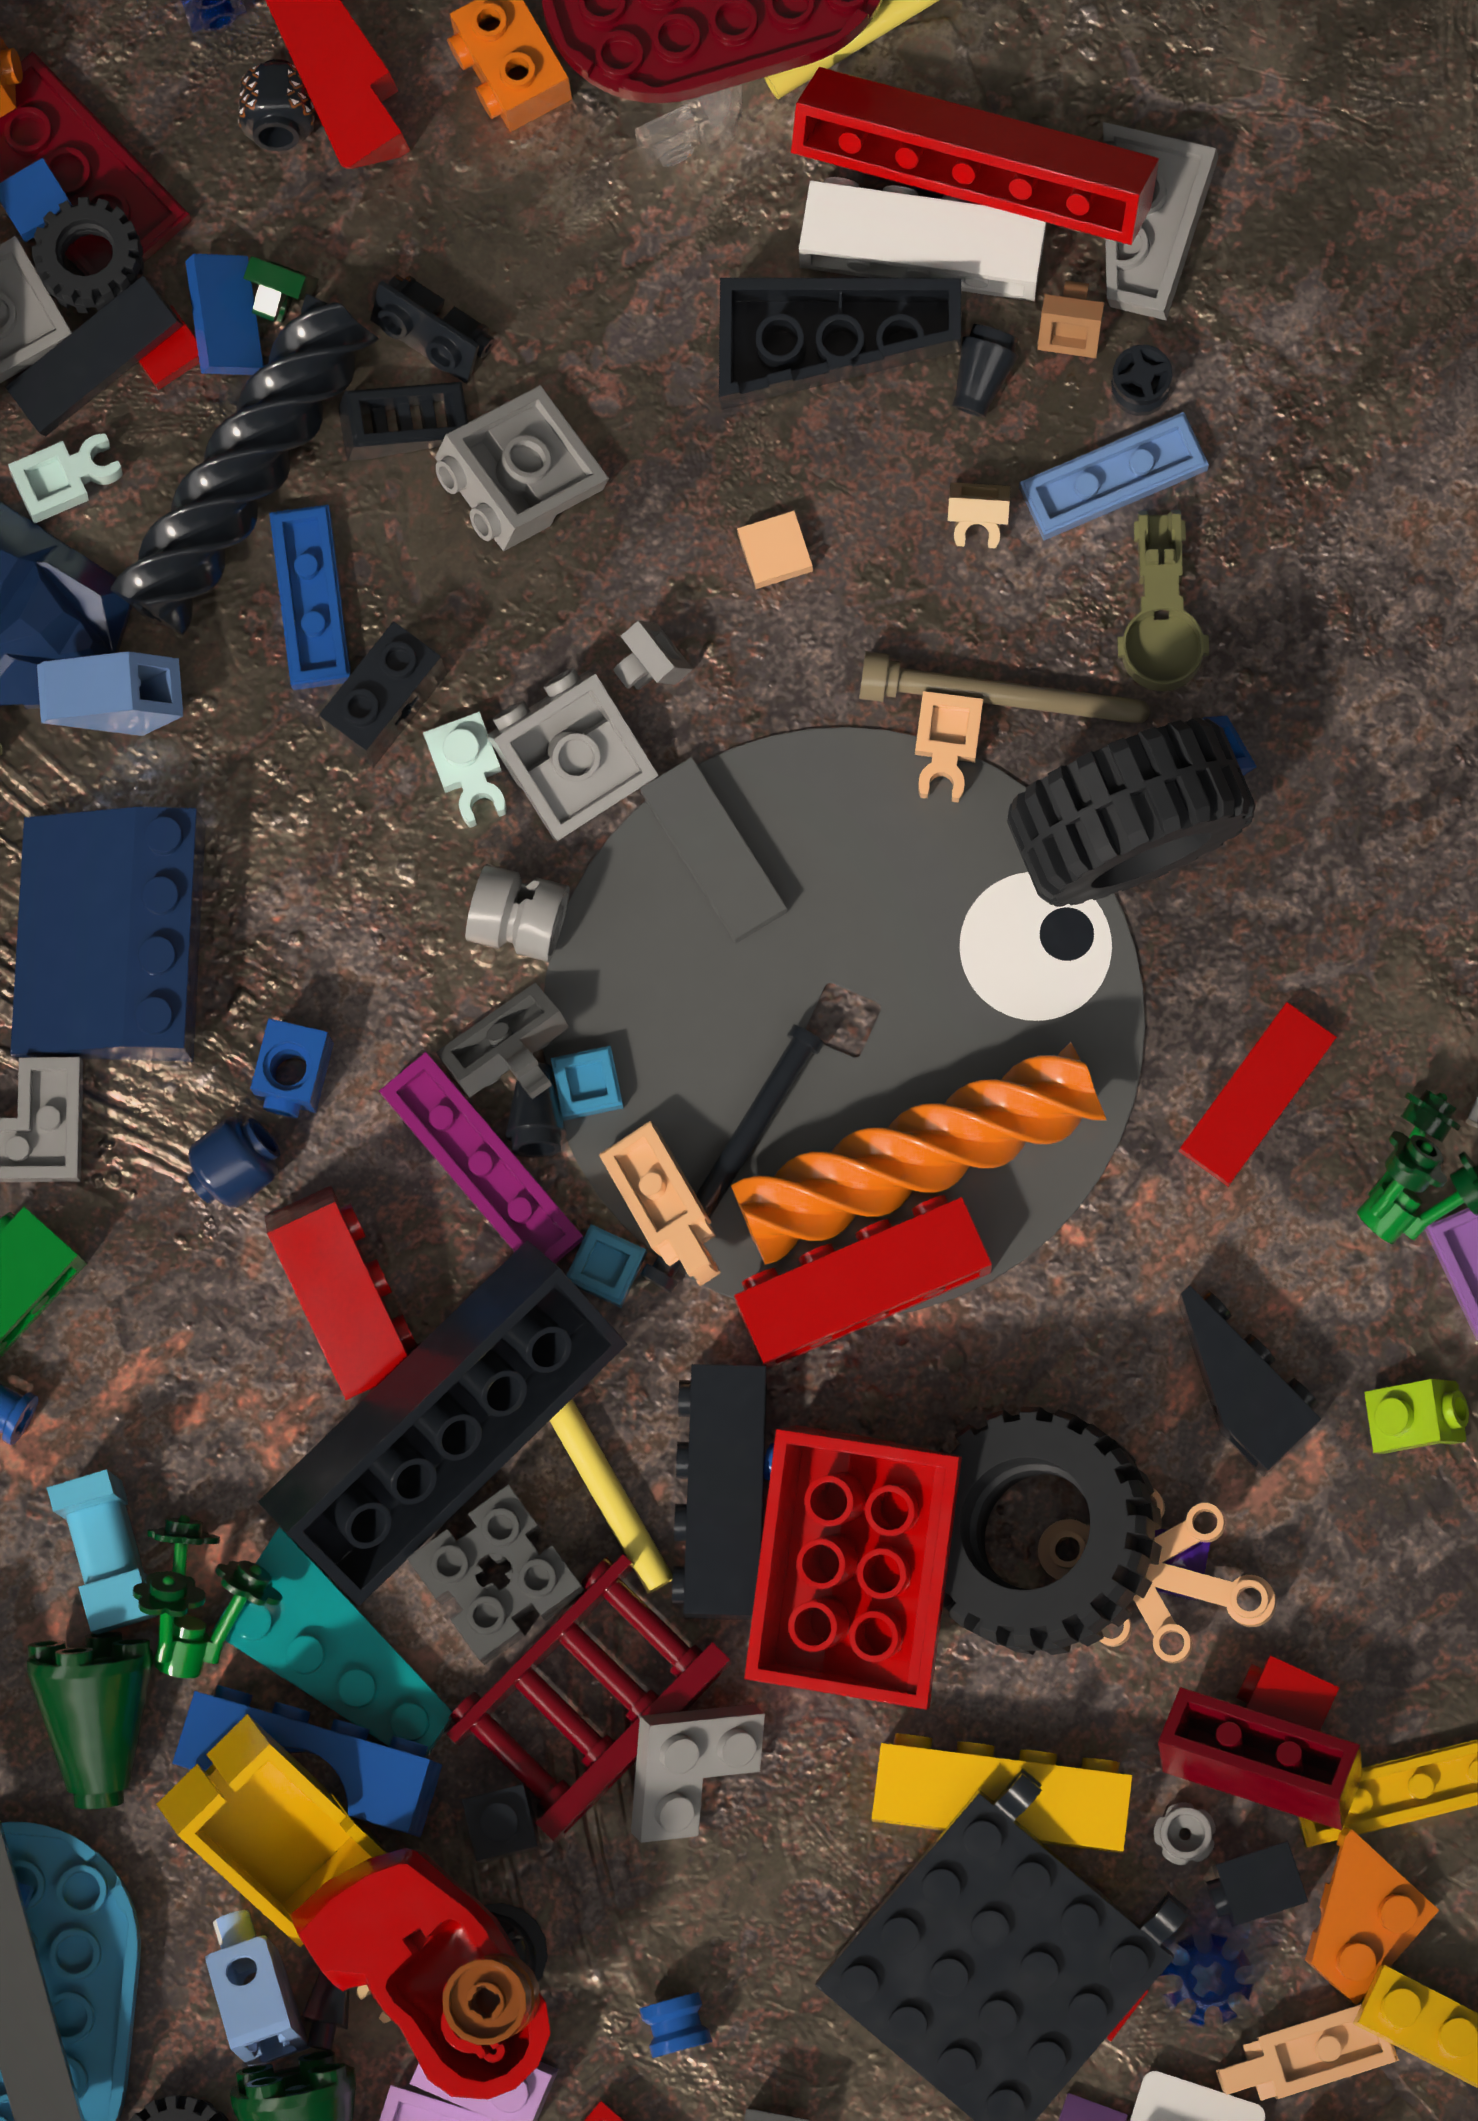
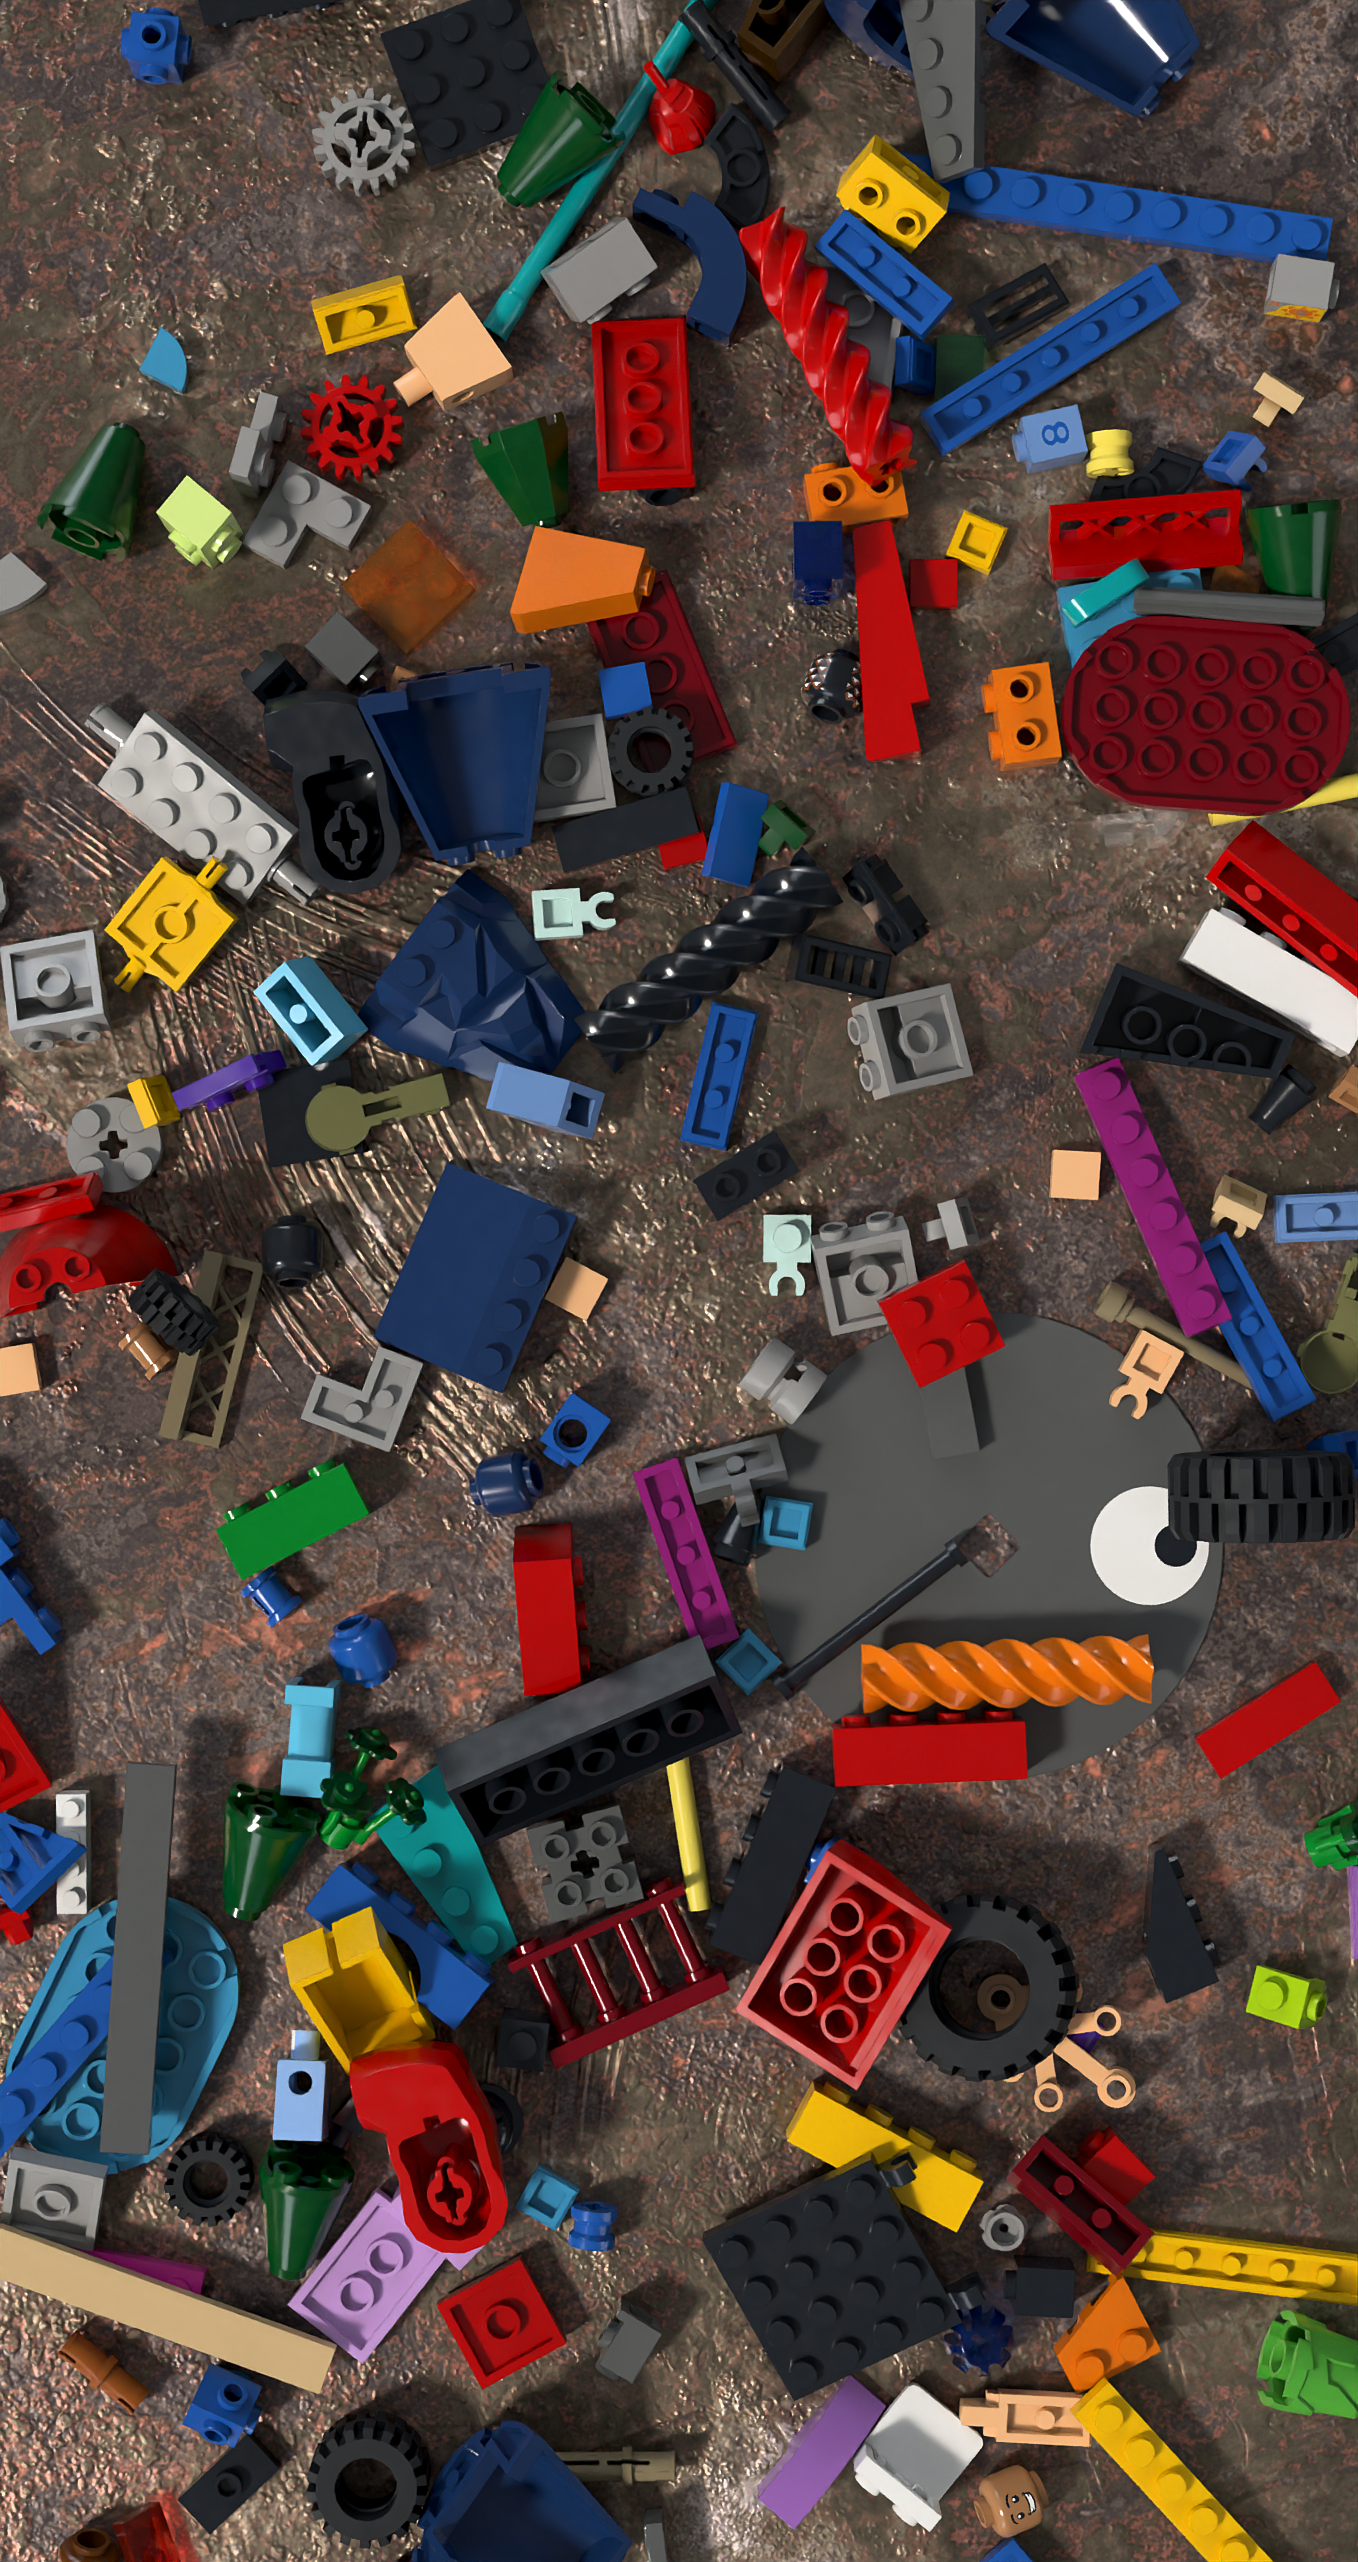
camera: 10 degrees right, 10 degrees up
(132, 1427) = (363, 1650): none -> blue head
(233, 905) = (576, 1288): none -> light nougat tile
(491, 1999) = (470, 2195): dark orange wheel -> none
(607, 2015) = (547, 2196): none -> dark azure tile
(662, 1201) = (807, 1636): light nougat hinge -> none
(676, 1756) = (669, 2040): light grey plate -> none
(679, 772) = (941, 1323): none -> red plate
(874, 537) = (1152, 1198): none -> magenta plate
(1047, 641) = (1255, 1335): none -> blue plate

